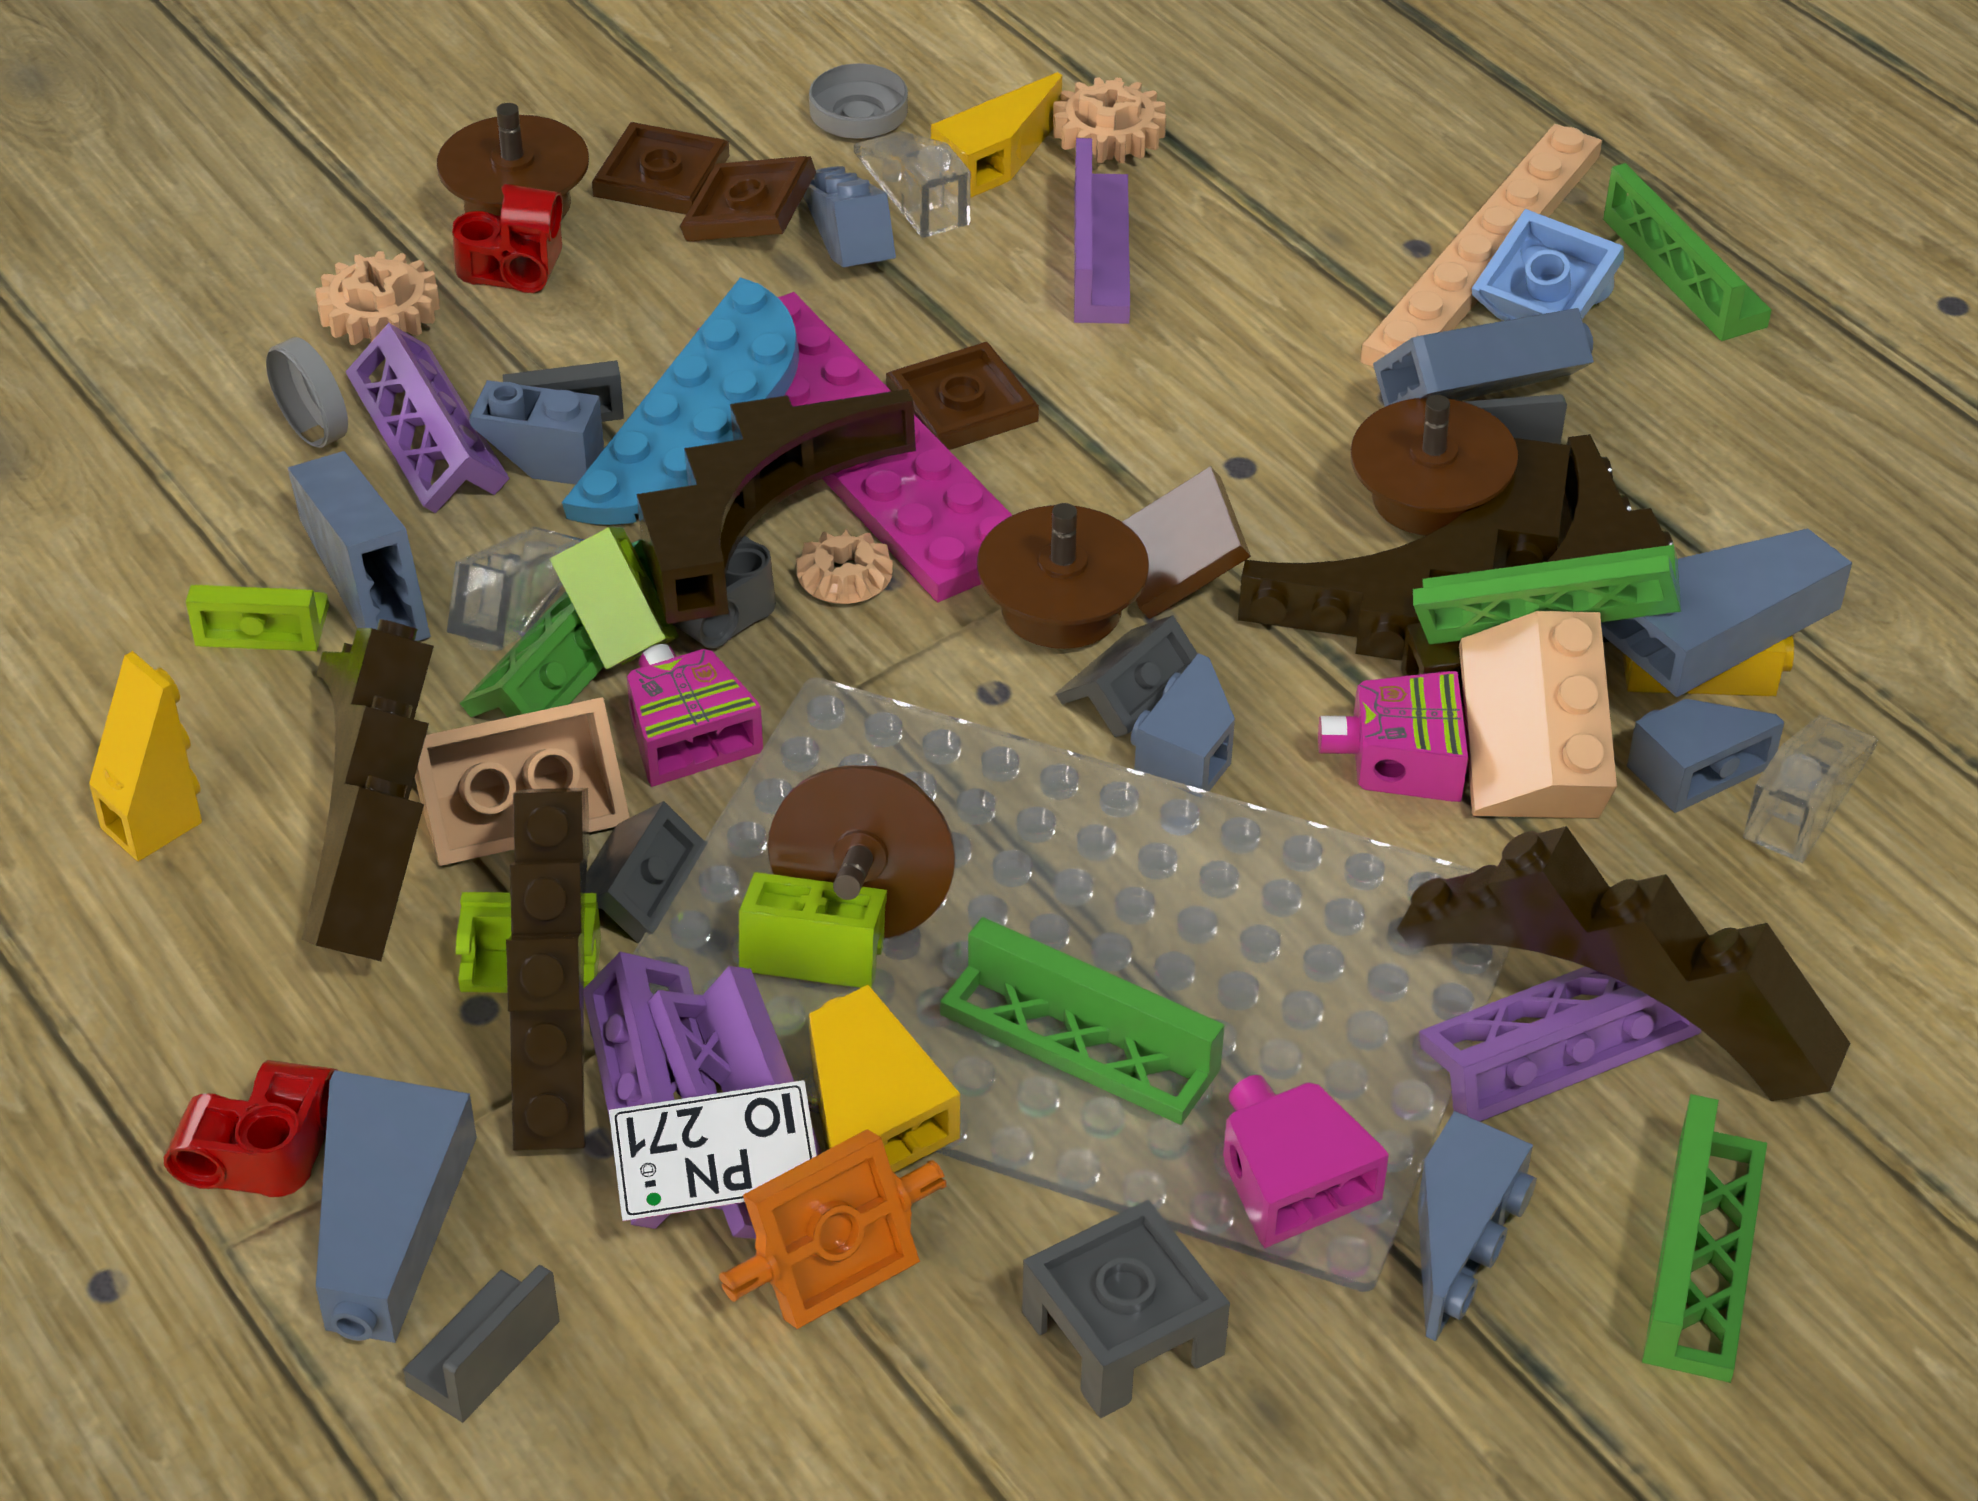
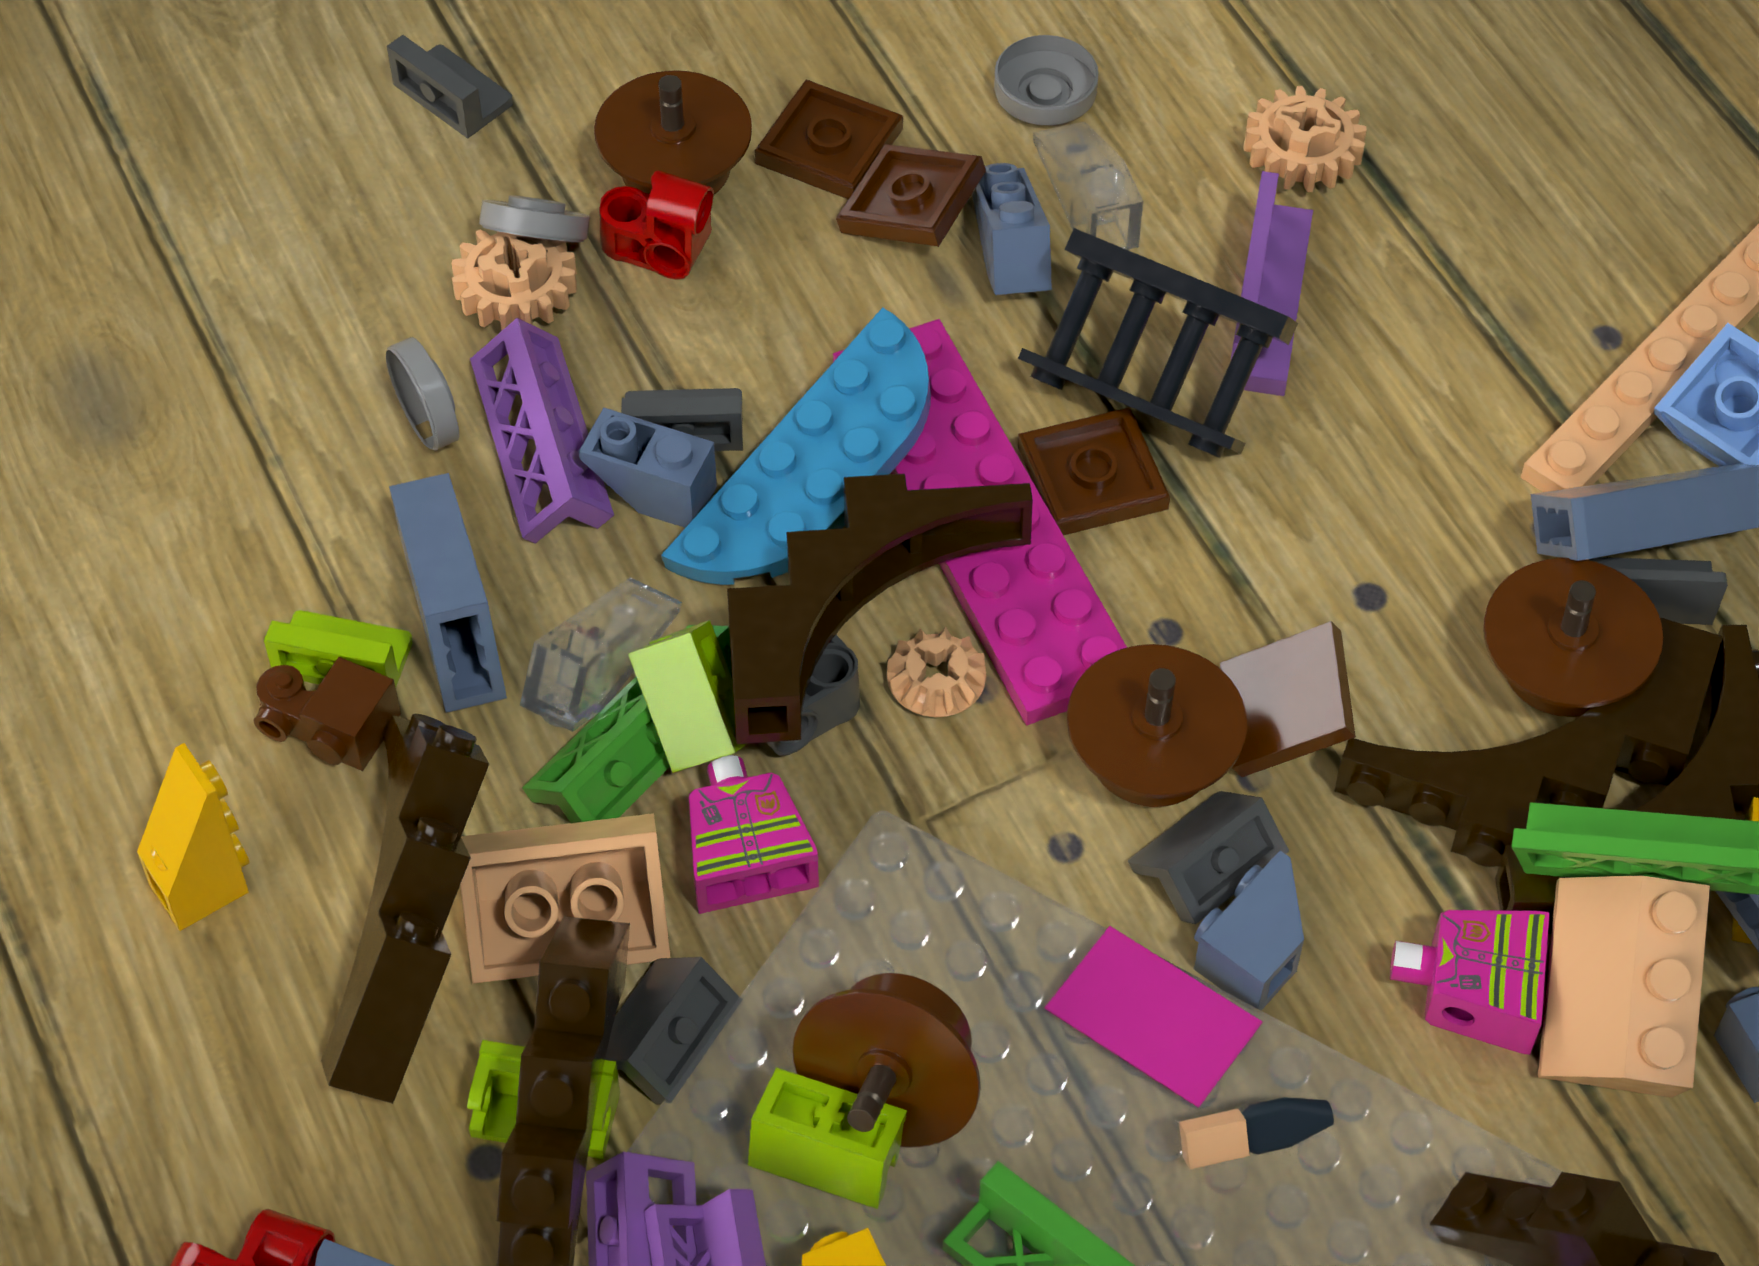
camera: 10 degrees right, 10 degrees up
(267, 667) = (338, 720): none -> reddish brown brick
(280, 161) = (447, 85): none -> dark grey panel
(391, 241) = (534, 219): none -> light grey piece
(990, 225) = (1203, 307): none -> black fence
(1001, 132) = (1183, 146): yellow slope -> none
(1104, 805) = (1153, 1016): none -> dark pink sticker
(1220, 876) = (1257, 1130): none -> piece

